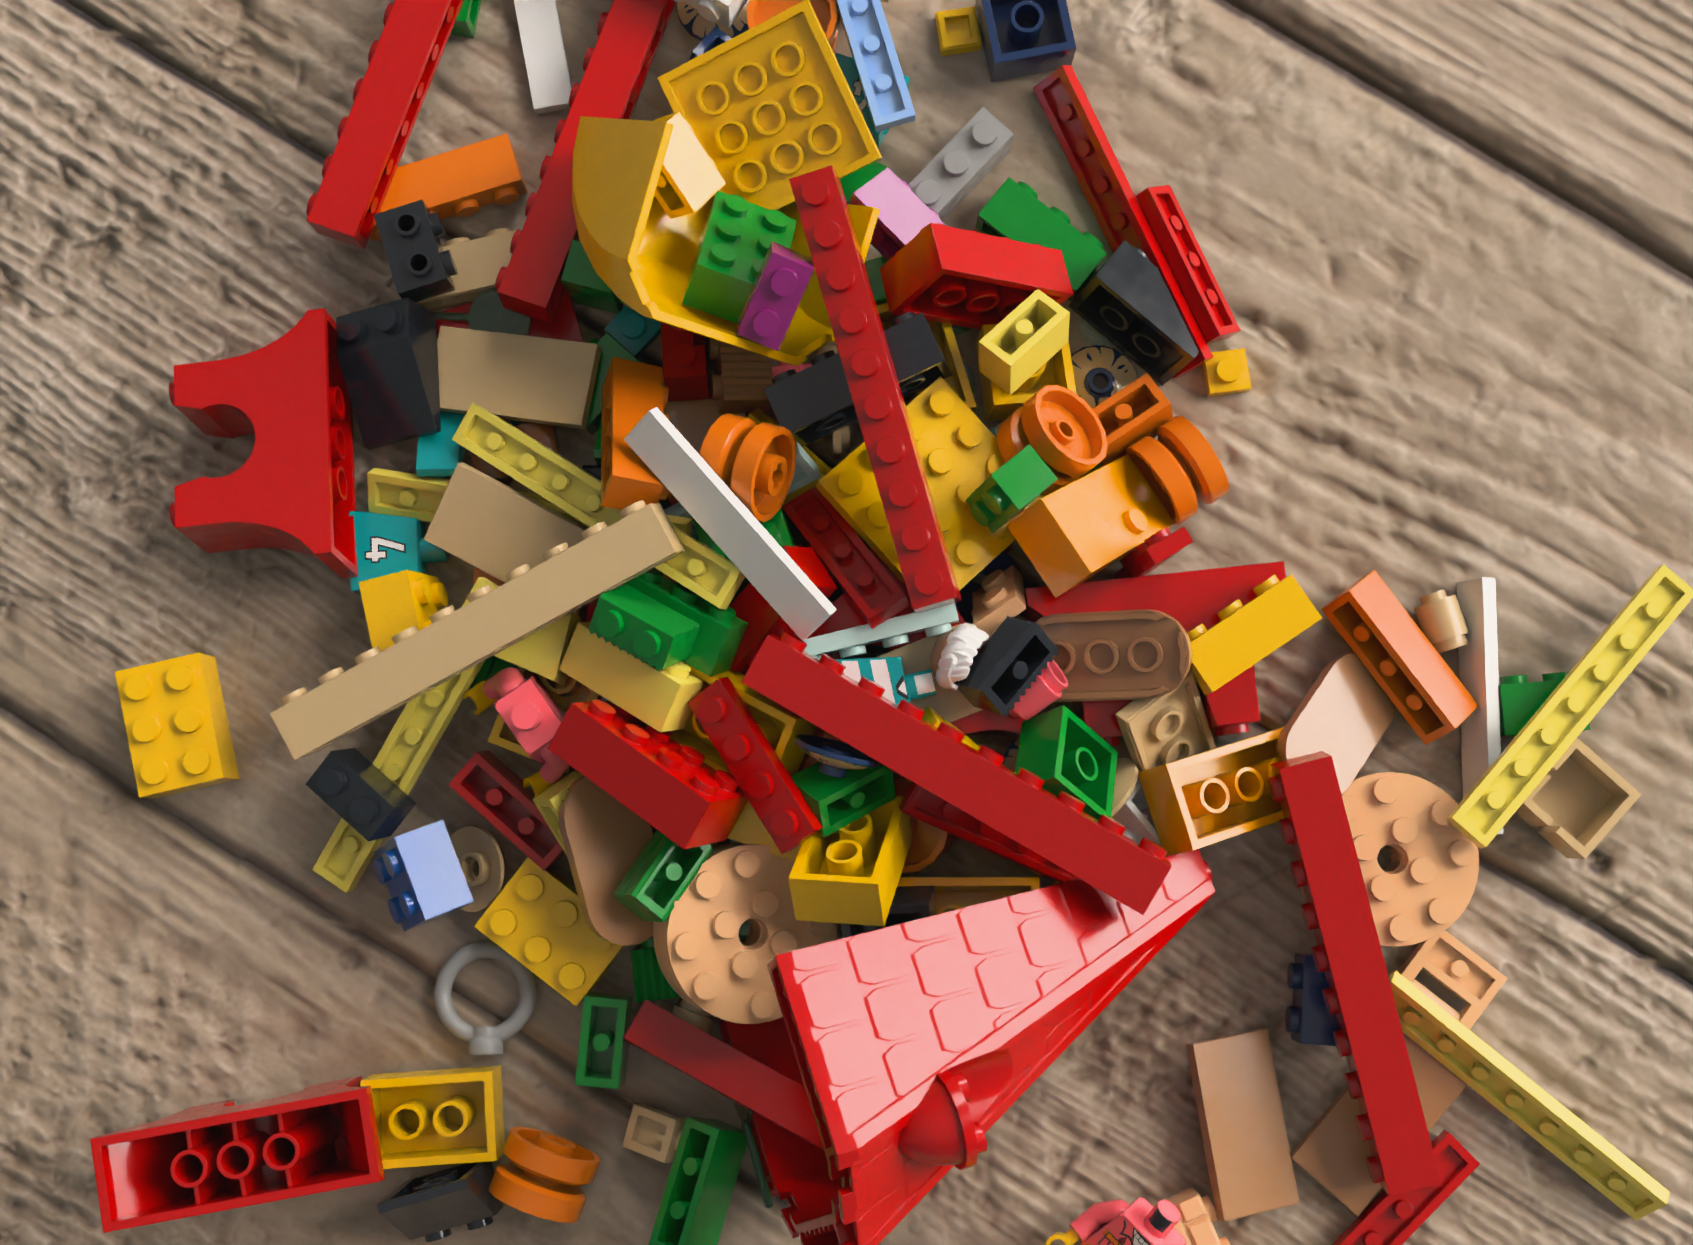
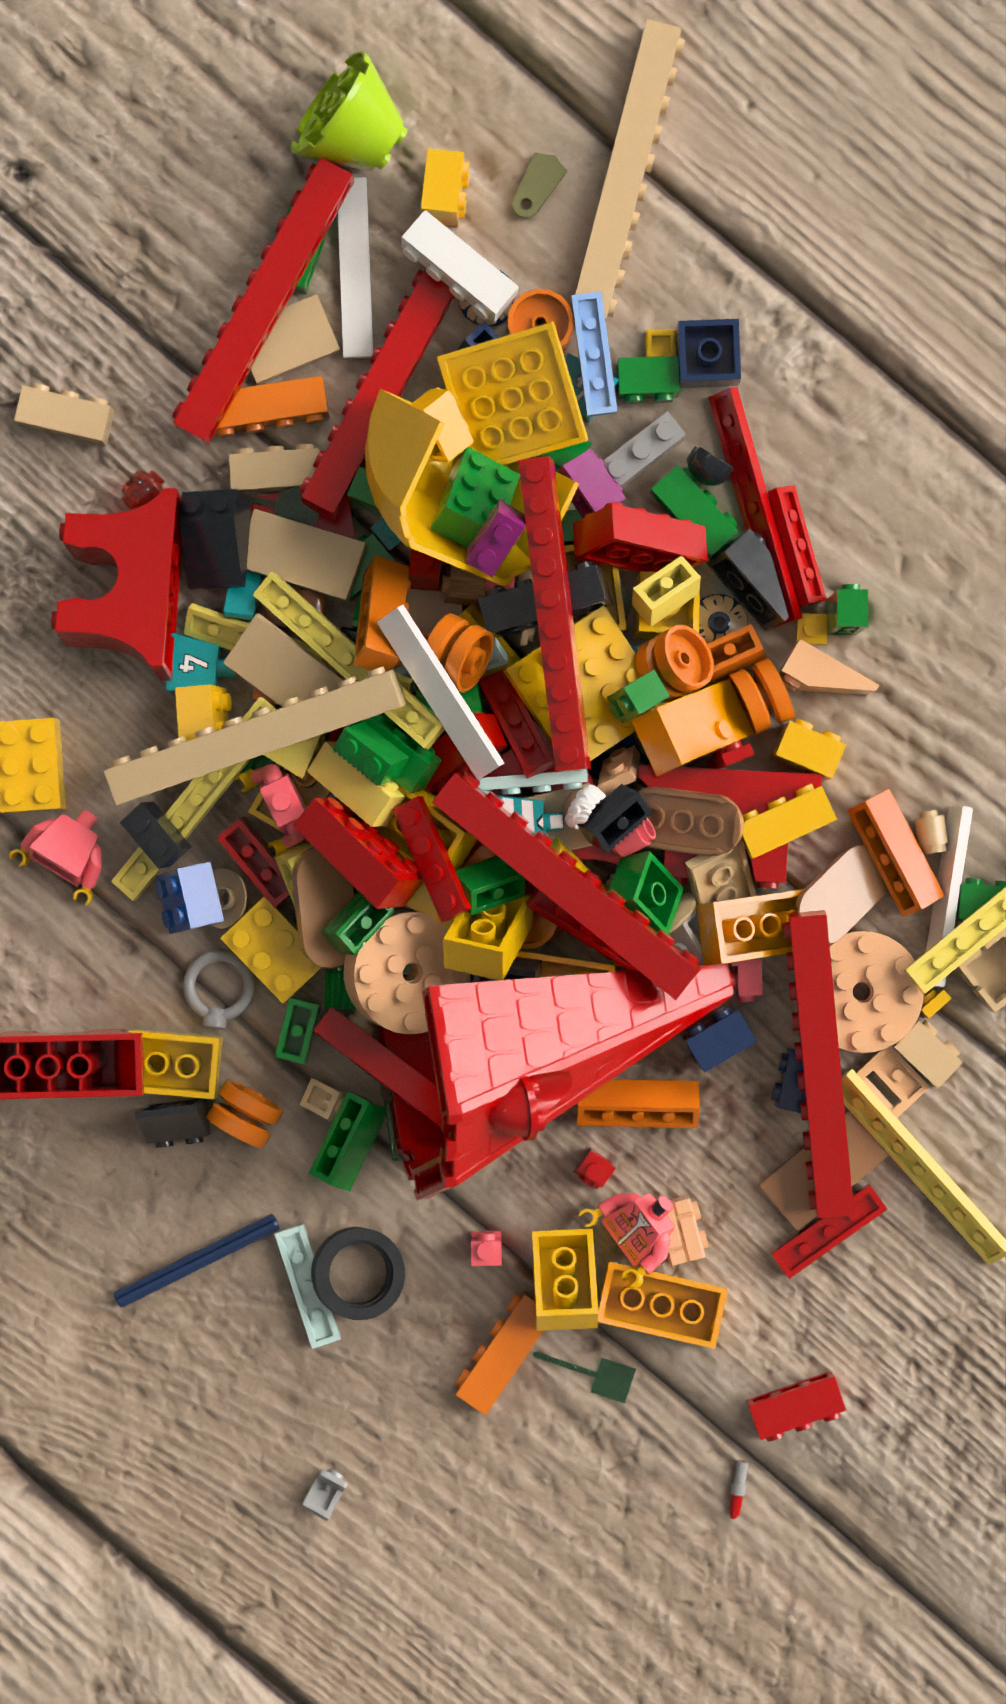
camera: 10 degrees right, 5 degrees up
(165, 241) = (64, 414): none -> tan brick
(243, 836) = (65, 849): none -> coral torso
(279, 318) = (141, 488): none -> clear red head
(415, 251) = (246, 455): black brick -> none
(466, 98) = (296, 340): none -> tan tile
(834, 755) = (486, 860): dark blue dish -> none
(949, 73) = (648, 378): none -> green brick
(1050, 174) = (707, 467): none -> black hair
(1055, 1172) = (594, 1169): none -> red brick
(1114, 1069) = (630, 1102): none -> orange brick
(1202, 958) = (719, 1038): none -> dark blue brick
(1228, 867) = (748, 979): none -> coral brick
(1242, 1124) = (728, 1156): medium nougat tile -> none
(1252, 425) = (815, 671): none -> light nougat slope
(1254, 532) = (808, 750): none -> yellow brick
(1277, 333) = (847, 610): none -> green brick
(1494, 858) = (933, 1002): none -> yellow plate
(1499, 935) = (928, 1054): none -> tan brick

